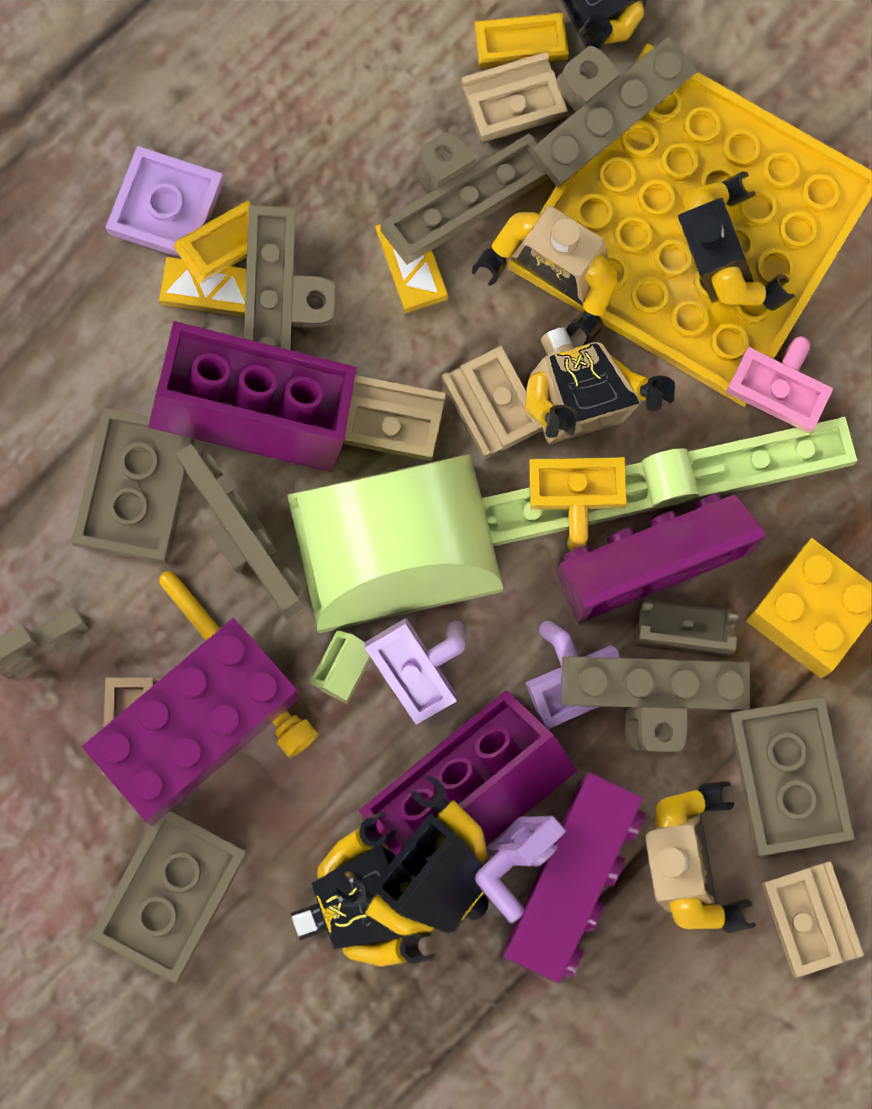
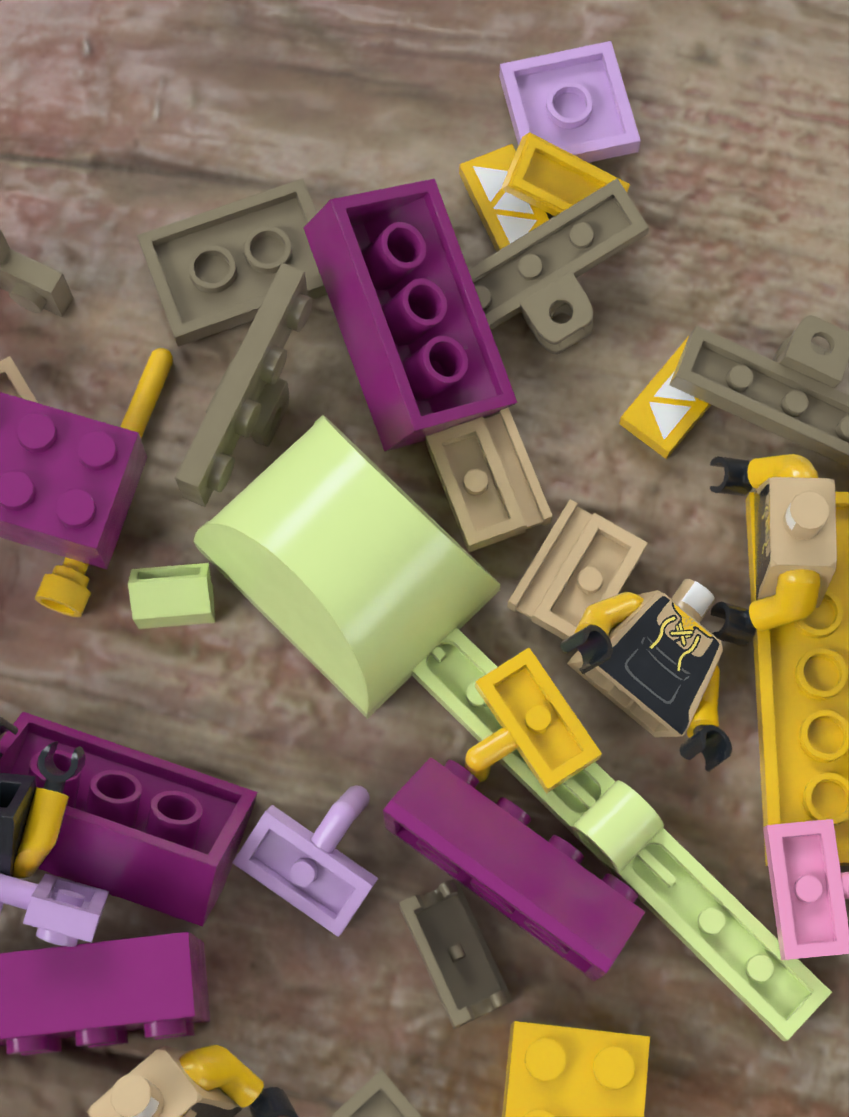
camera: 60 degrees right, 5 degrees down
(414, 670) = (211, 673): lavender plate -> none
(655, 693) = (351, 965): dark tan plate -> none

